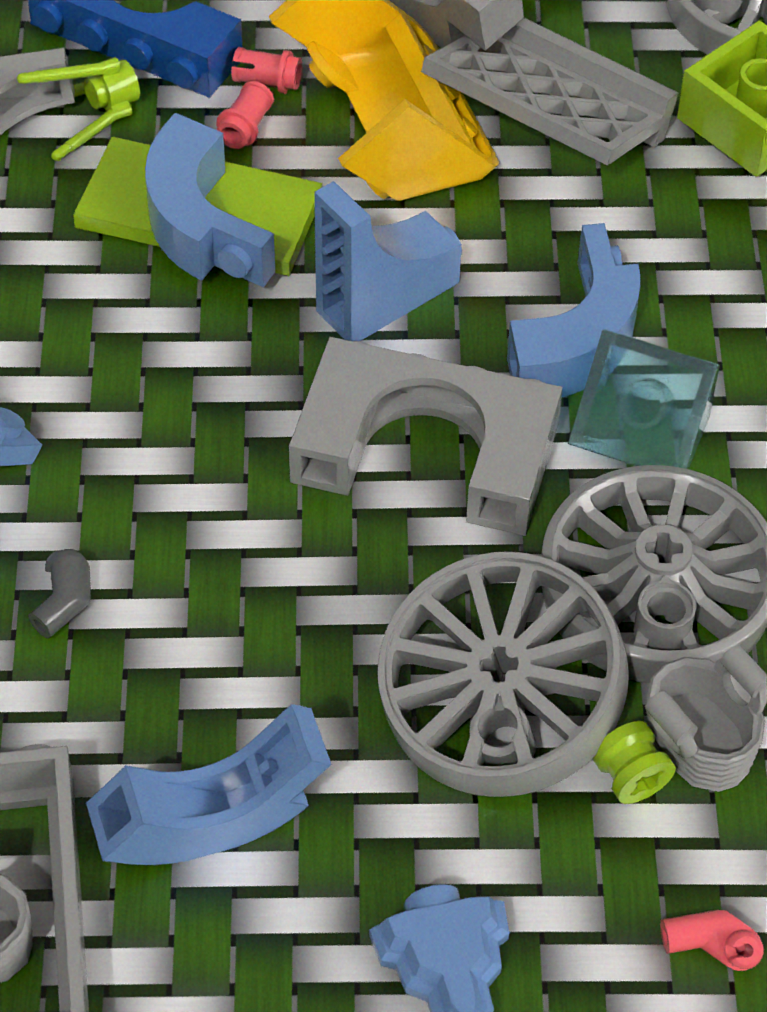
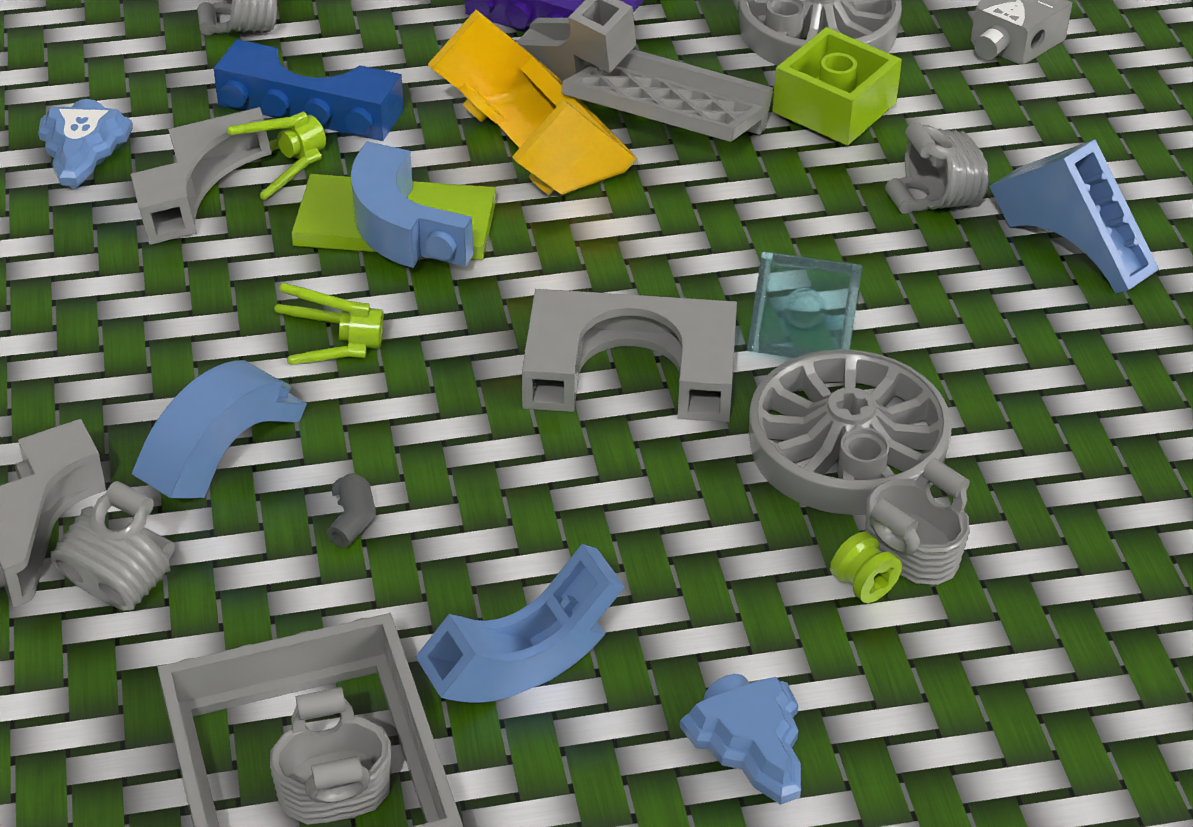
camera: 10 degrees left, 10 degrees down
(120, 349) = (357, 321): none -> lime plant
(242, 118) = (420, 143): coral pin -> none
(269, 69) = (430, 112): coral pin -> none
(377, 271) = (556, 239): medium blue arch -> none
(479, 669) = (742, 515): light grey piece -> none
(563, 346) = (735, 270): medium blue arch -> none
(715, 933) = (967, 684): coral arm -> none

